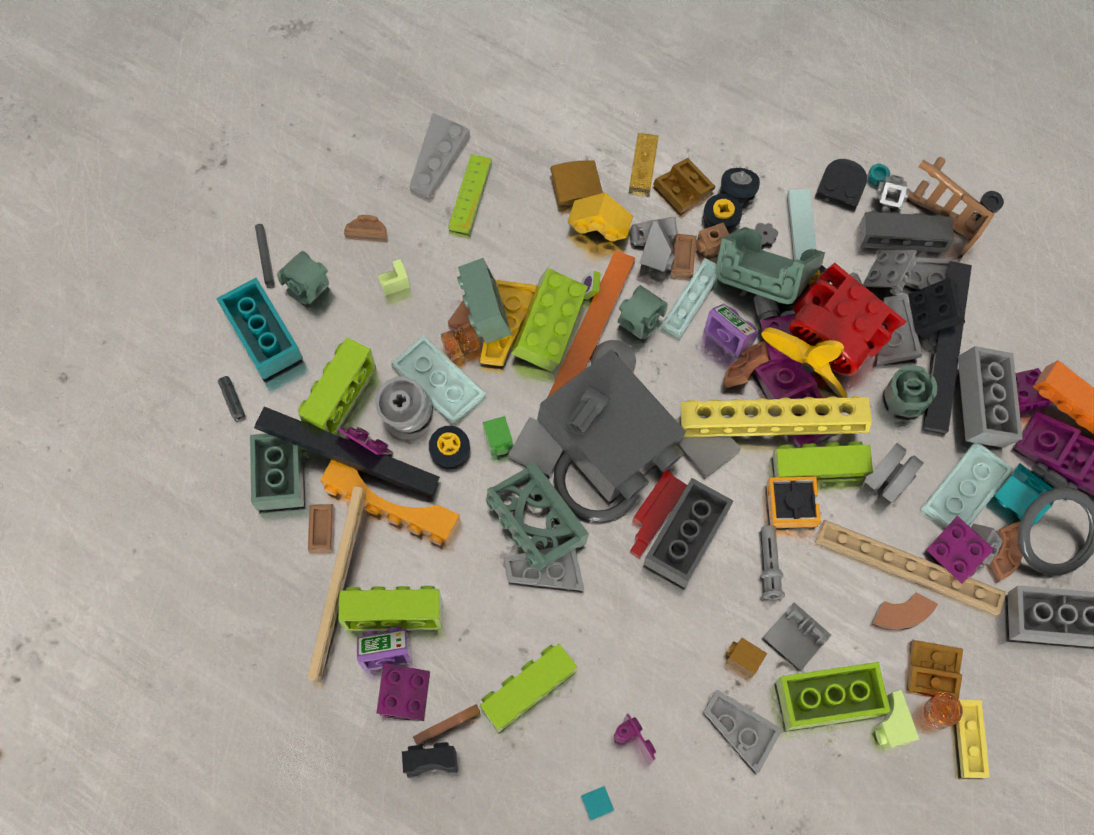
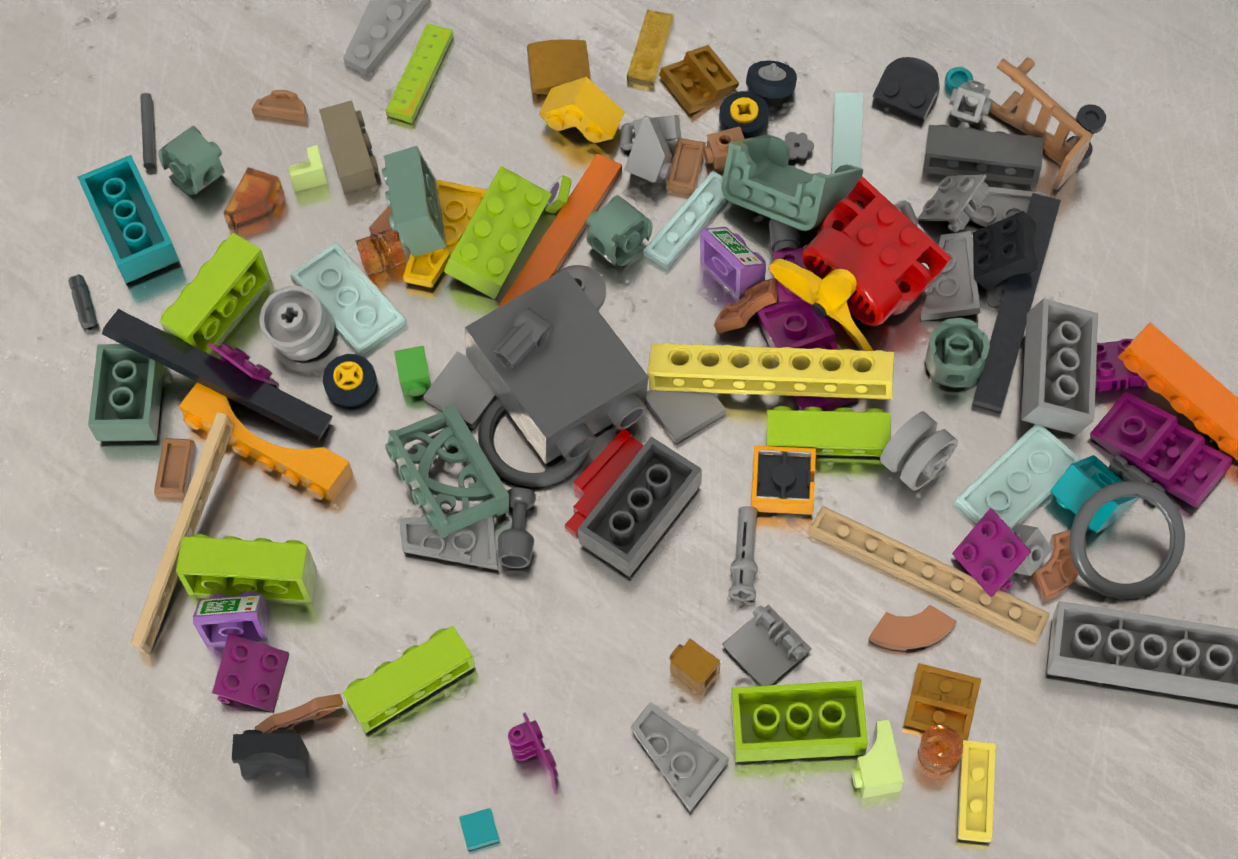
camera: 10 degrees right, 5 degrees down
(355, 304) = (253, 198): none -> clear orange slope
(424, 257) = (349, 146): none -> dark tan brick
(596, 571) = (517, 544): none -> dark grey piece

